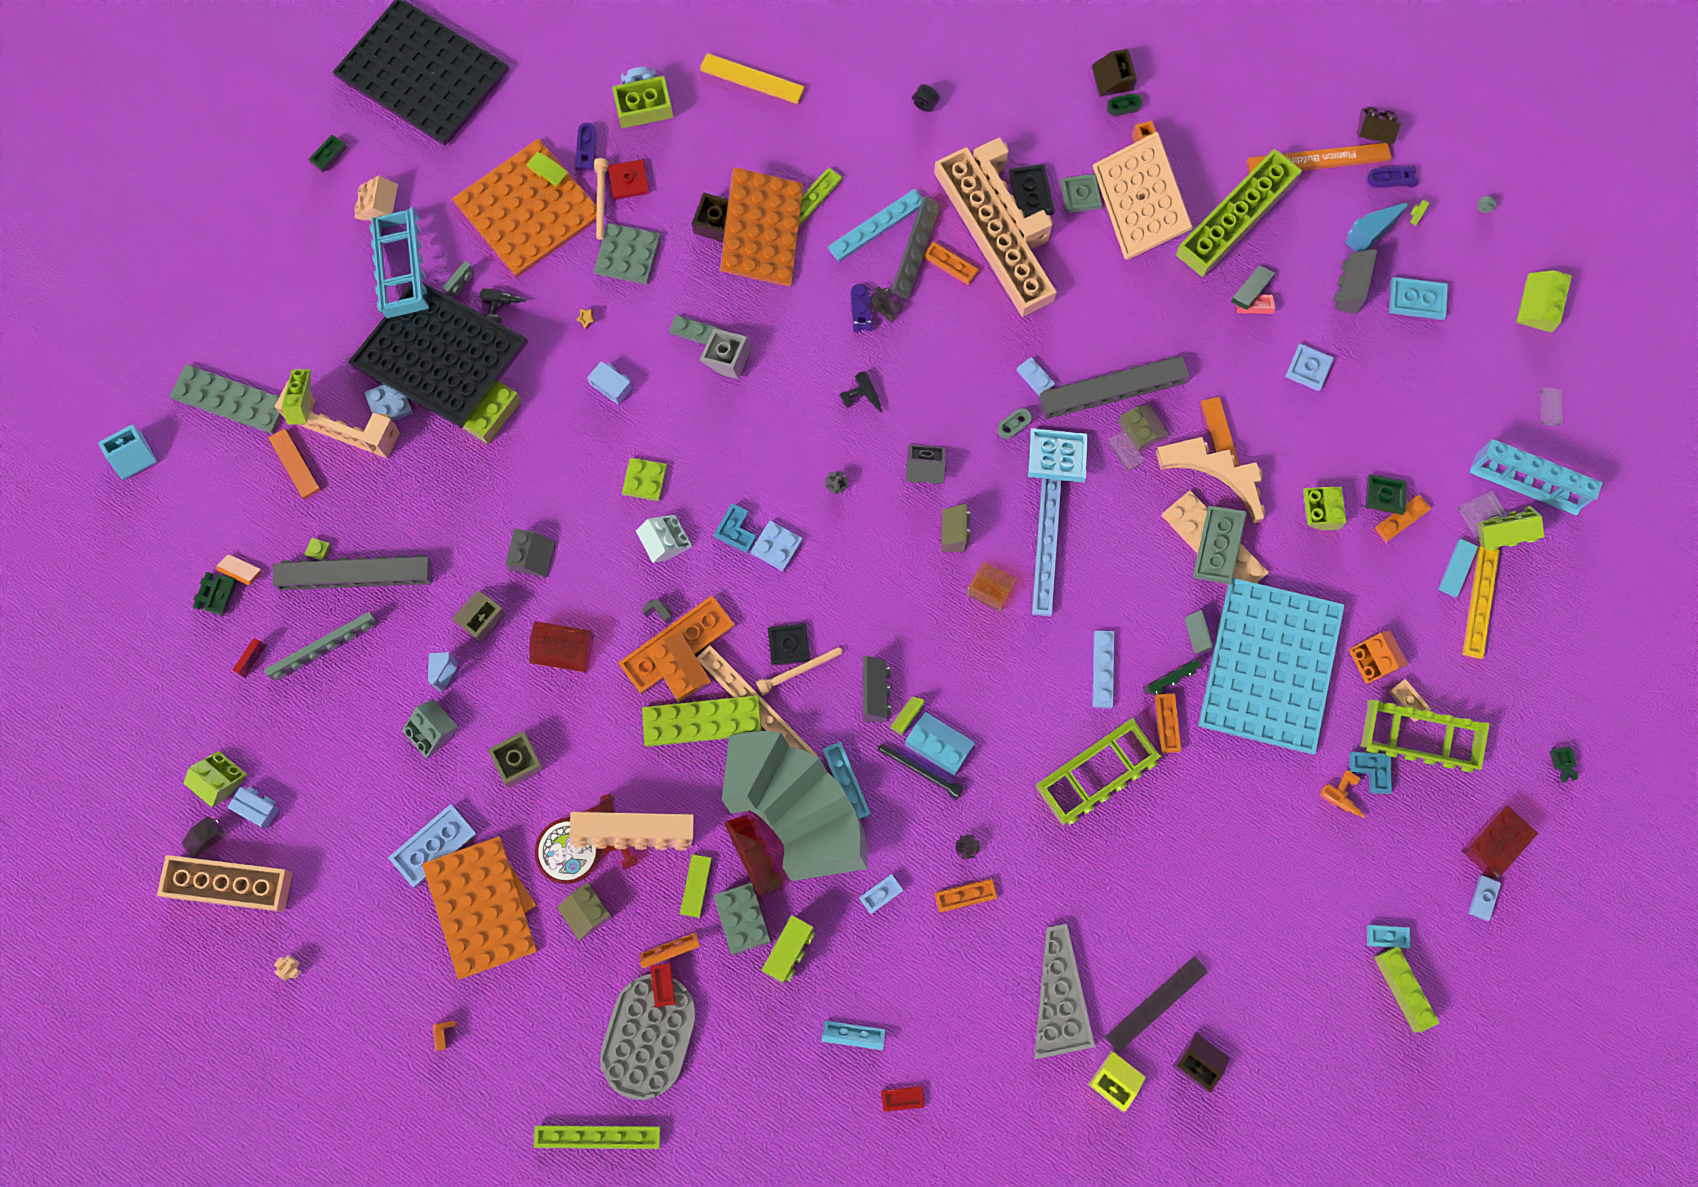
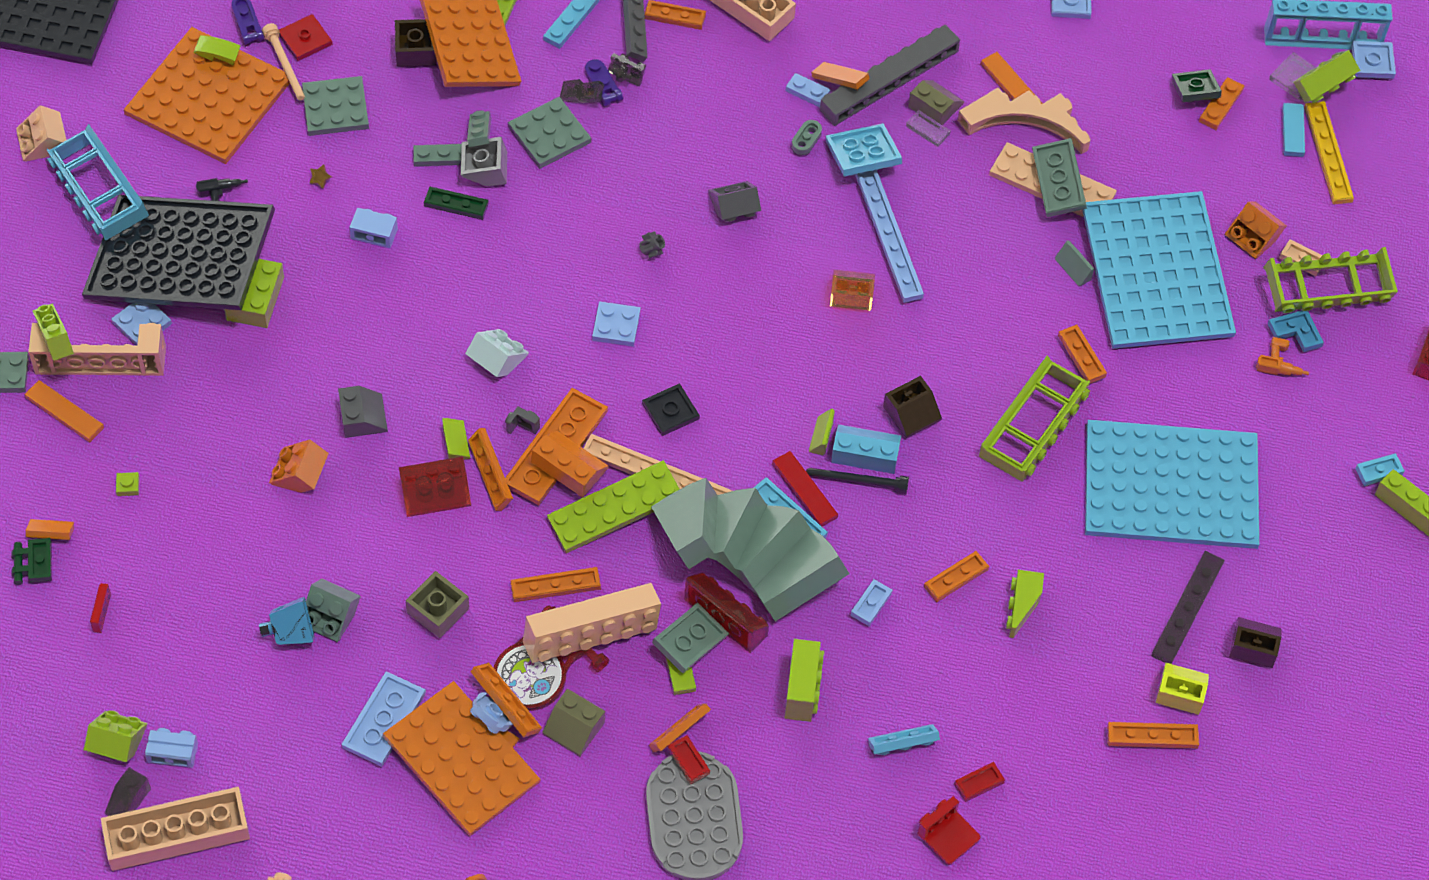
camera: 25 degrees left, 15 degrees down
(326, 643) = (170, 576): sand green plate -> none
(352, 573) = (178, 491): dark grey brick -> none
(389, 732) = (289, 623): none -> dark azure torso
(441, 670) = (319, 545): light blue tile -> none
(458, 280) = (166, 182): sand green plate -> none
(458, 586) = (299, 466): none -> orange slope
(479, 616) = (335, 486): olive slope -> none
(510, 882) = (490, 713): none -> light blue plate
(536, 869) = (506, 699): none -> orange tile
(597, 607) = (455, 438): none -> lime slope
(612, 647) = (490, 469): none -> orange tile
(624, 773) = (555, 584): none -> orange tile
(644, 479) = (450, 306): lime plate -> none
(689, 382) = (456, 203): none -> dark green tile
(711, 871) = (690, 638): none -> sand green plate
(730, 529) = (564, 325): dark azure plate -> none
(733, 320) = (479, 128): none -> sand green plate
(742, 919) = (741, 672): sand green brick -> none
(765, 685) = (666, 452): light nougat piece -> none
(795, 341) = (549, 132): none -> sand green plate
(838, 312) = (581, 92): none -> clear smoke slope
(854, 1139) = (947, 831): none -> red bracket
(865, 389) = (639, 152): black piece -> none
(870, 763) = (805, 488): none -> red tile
(875, 690) = (779, 418): dark grey slope -> none
(954, 529) = (792, 246): olive slope -> none
(967, 847) = (938, 528): clear smoke gear -> none
(994, 722) = (912, 407): none -> dark brown slope
(1018, 939) = (1027, 595): none -> lime slope
(1062, 1010) = (1099, 643): light grey wing -> none
(1067, 375) = (840, 75): none -> orange tile
(1071, 1116) = (1153, 735): none -> orange plate
(1103, 669) = (996, 328): light blue plate -> none
(1172, 677) = (1068, 311): dark green plate -> none
(1194, 879) = (1172, 484): none -> medium azure plate
(1324, 508) = (1145, 114): lime slope -> none
(1564, 523) = (1374, 59): none -> light blue plate

